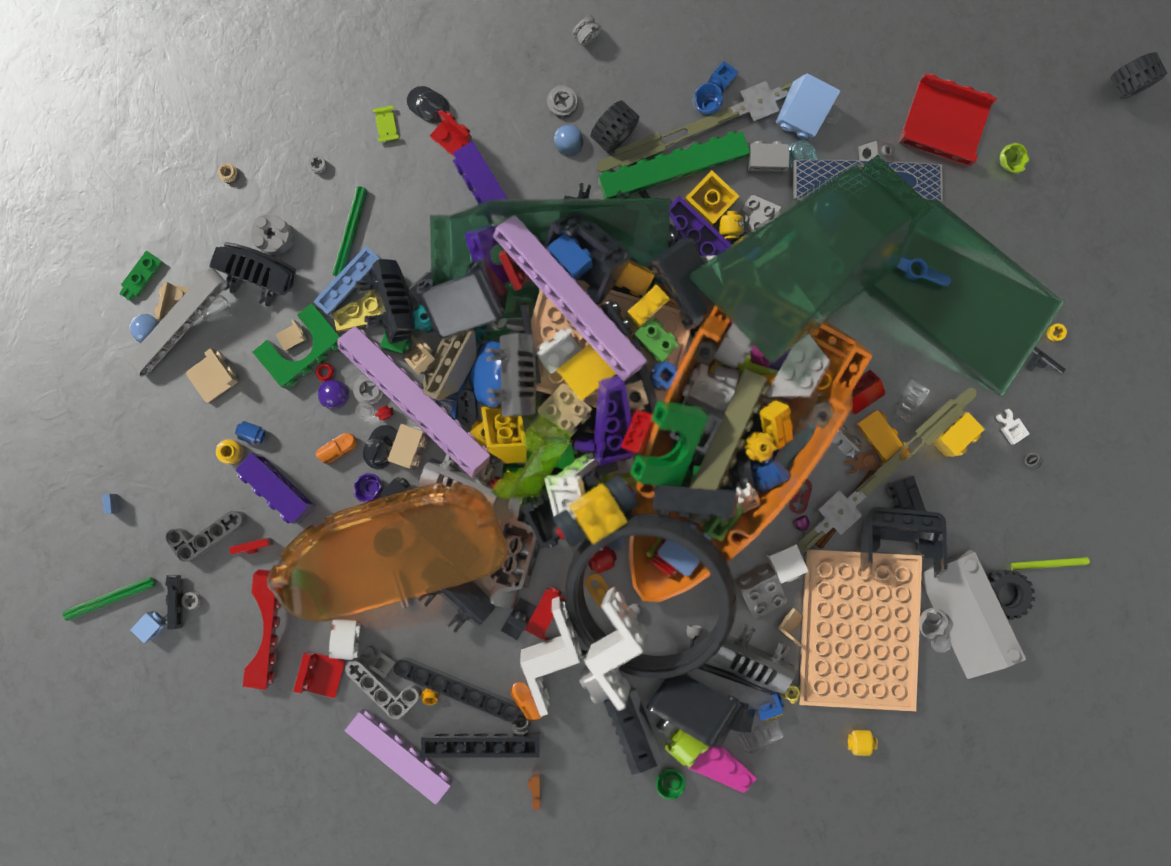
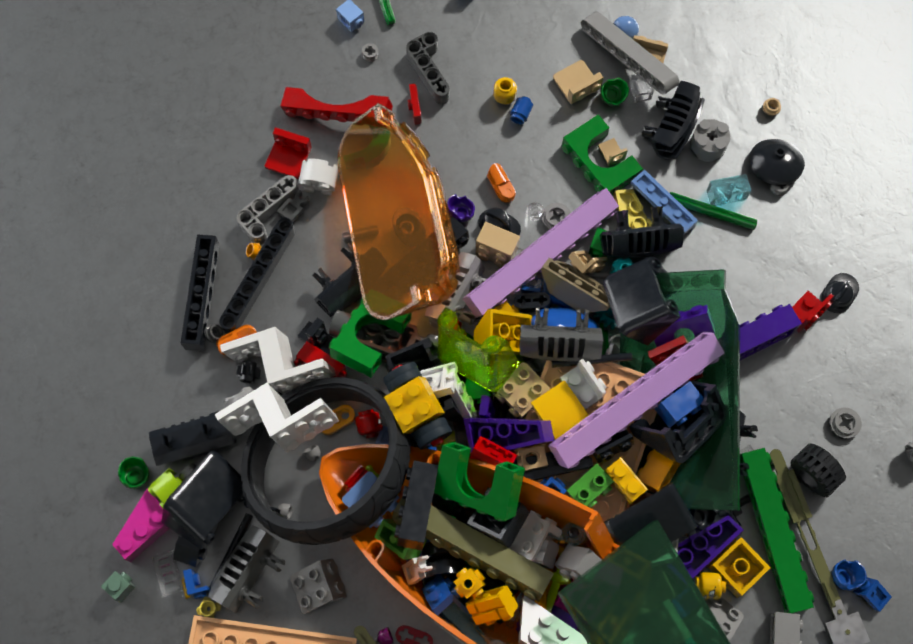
camera: 95 degrees right, 15 degrees down
(140, 275) = (675, 28): green hinge -> none
(173, 599) = (360, 37): black hinge -> none
(223, 336) = (614, 91): none -> green hair
(275, 488) = (466, 126): dark purple brick -> none
(299, 170) = (776, 161): none -> black dish
(319, 369) = (575, 174): red plate -> none
(327, 215) = (728, 190): none -> clear light blue brick
(333, 394) = (554, 185): dark purple hair -> none
(384, 413) = (532, 229): red plate -> none
(385, 124) = (820, 251): lime piece -> none
(399, 756) = (201, 218): lavender brick -> none
(535, 786) = (153, 341): dark orange plate -> none
(537, 585) = (351, 351): none -> green arch
(559, 684) = (248, 372): none -> black gear
(568, 140) = (803, 426): medium blue hair -> none
(779, 781) = (118, 586): none -> sand green brick
(787, 563) = (343, 614): white head -> none
(789, 623) = (278, 612): tan bracket -> none

